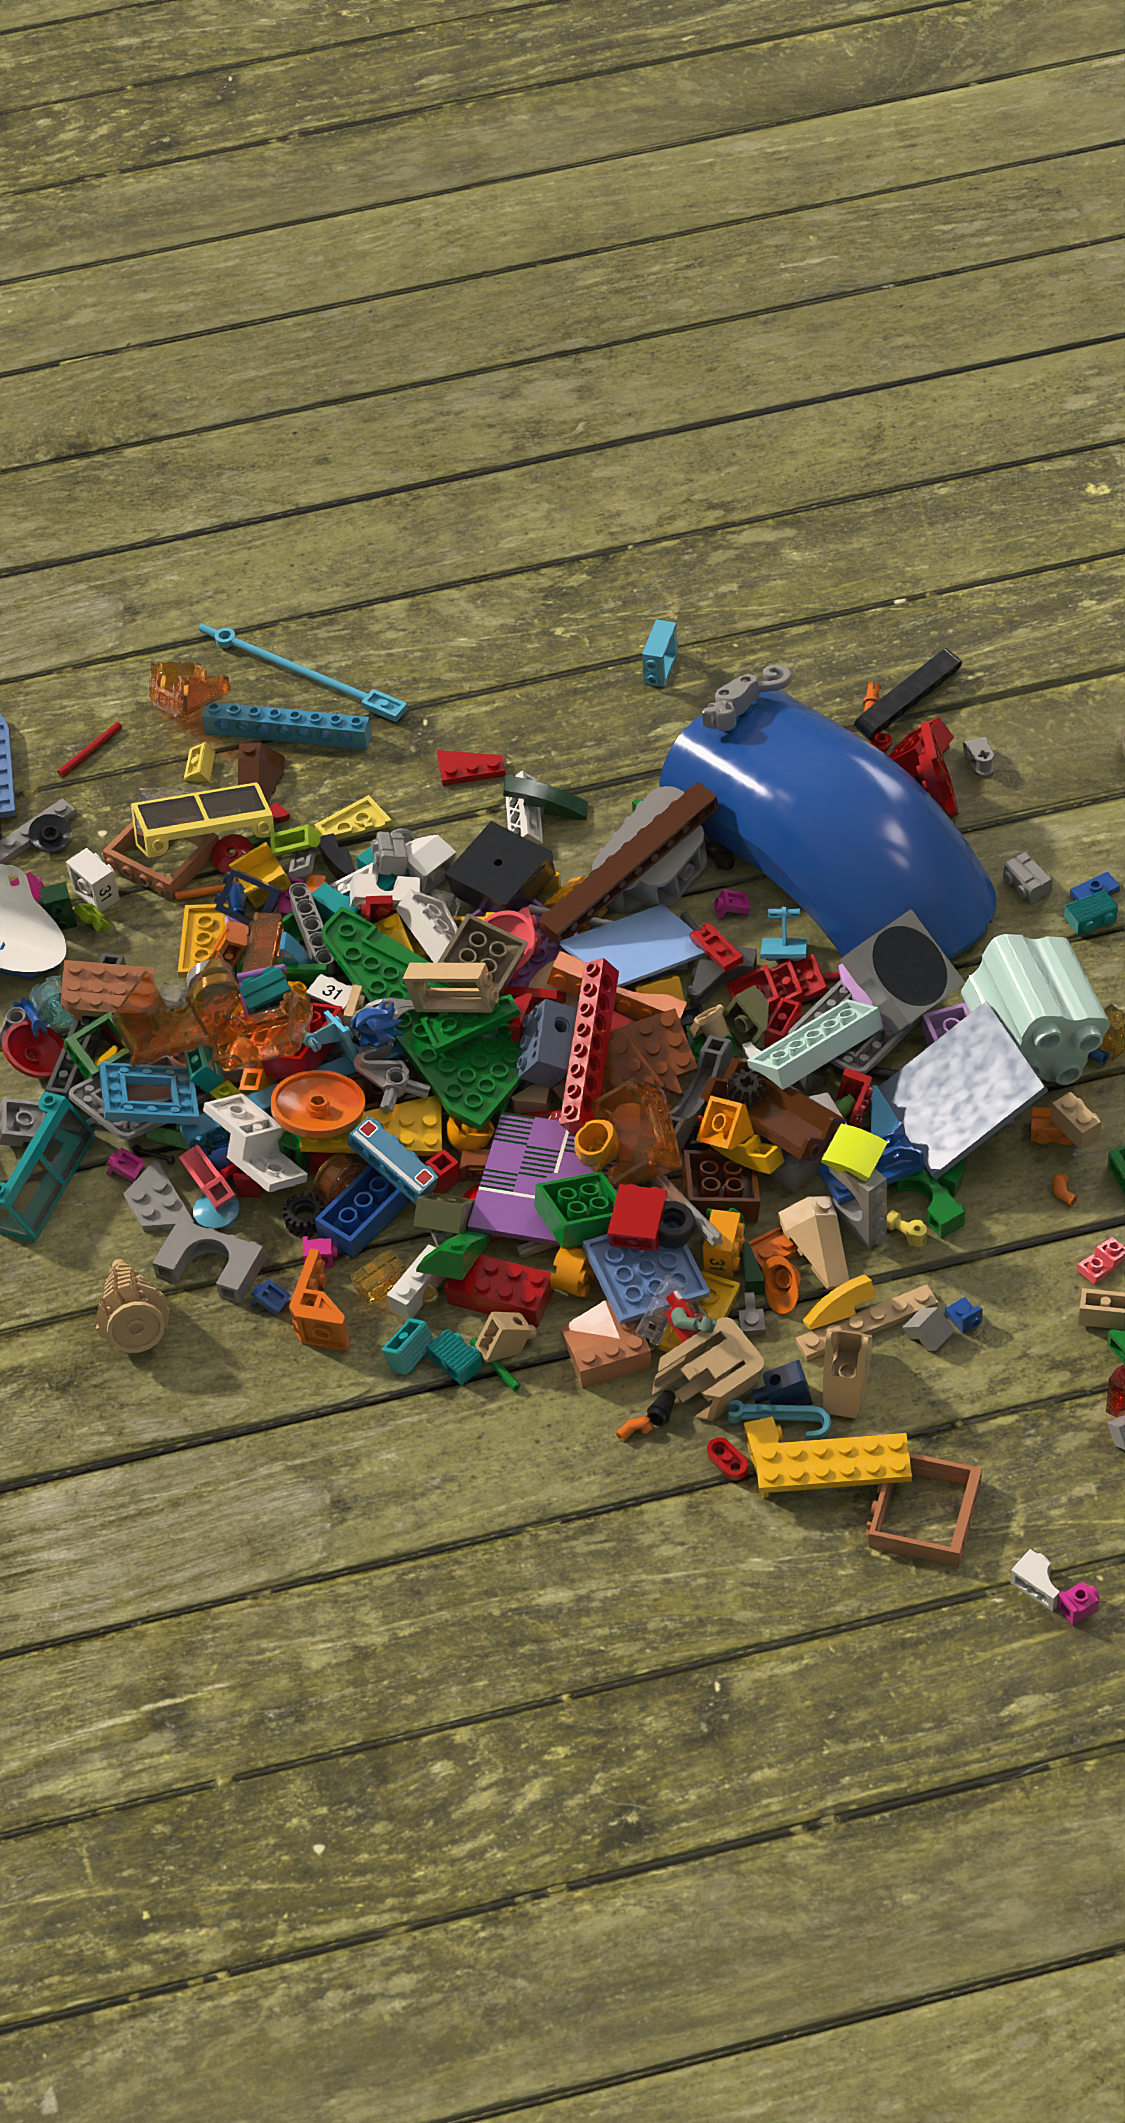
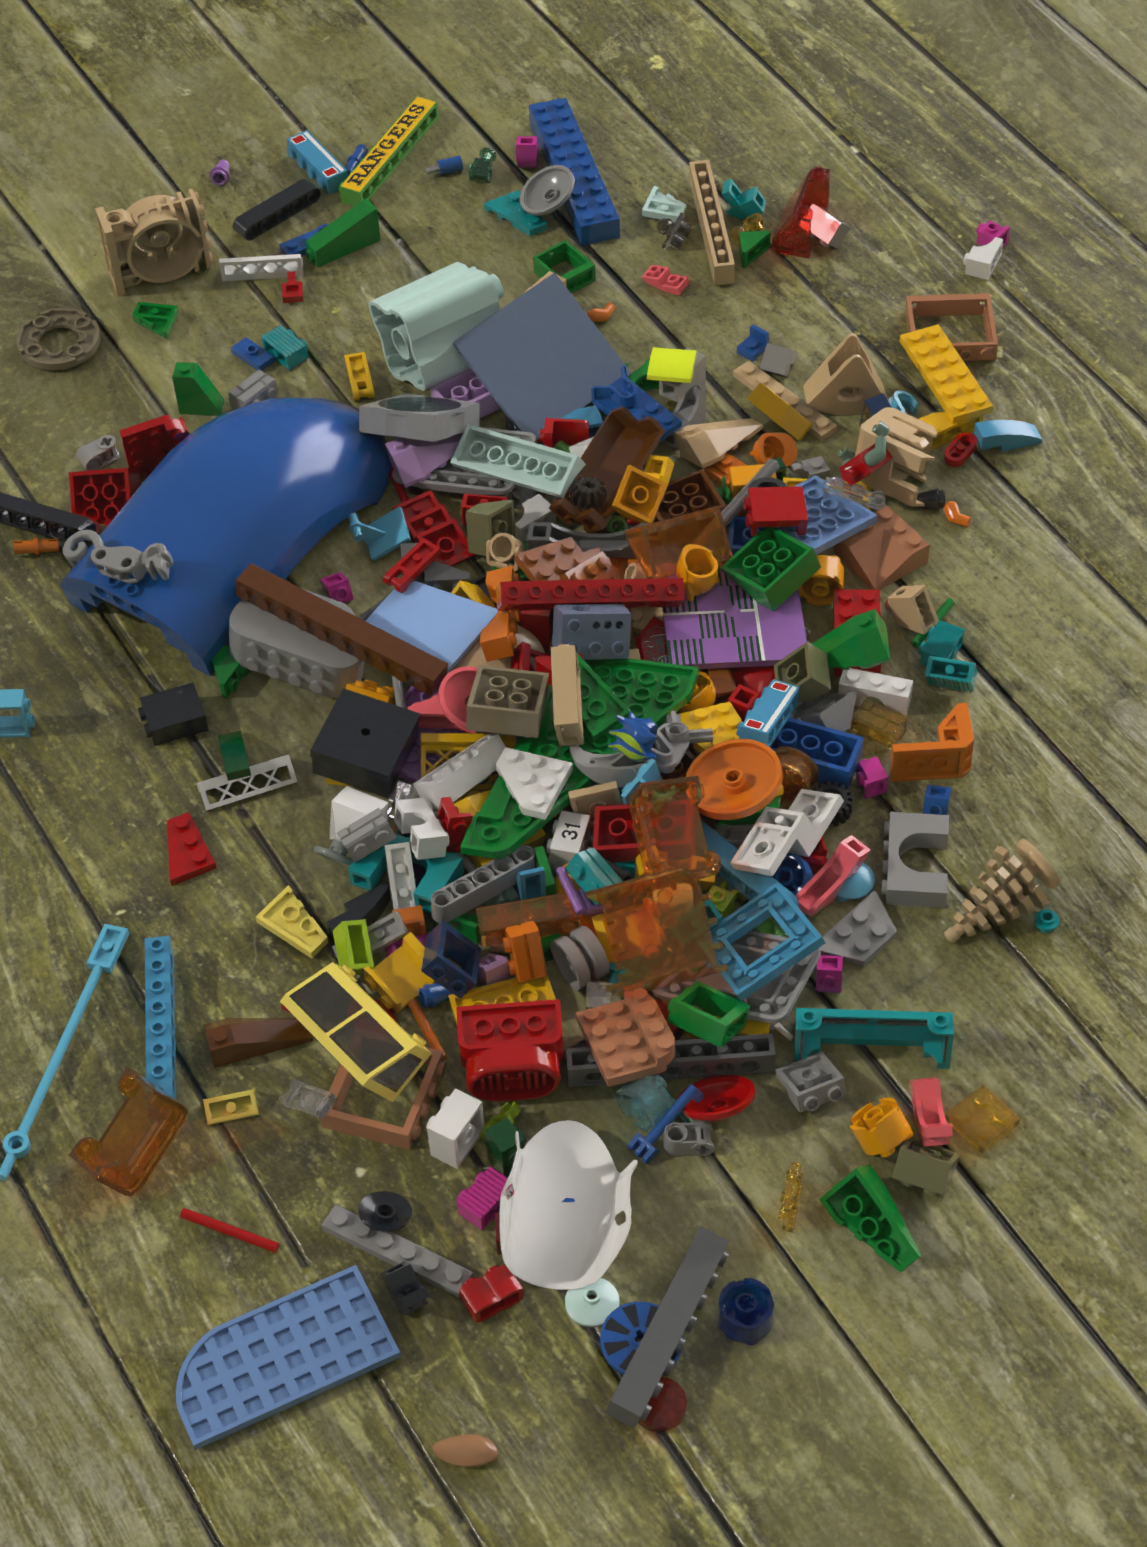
camera: 110 degrees left, 0 degrees up
(98, 1348) = (1049, 925): none -> teal plate
(140, 918) = (511, 1049): none -> red brick
(386, 966) = (533, 780): none -> white plate
(399, 1235) = (832, 711): none -> light grey slope
(619, 771) = (172, 714): none -> black brick
(731, 1508) = (1006, 434): none -> dark azure slope
(1033, 825) = (195, 391): none -> green slope

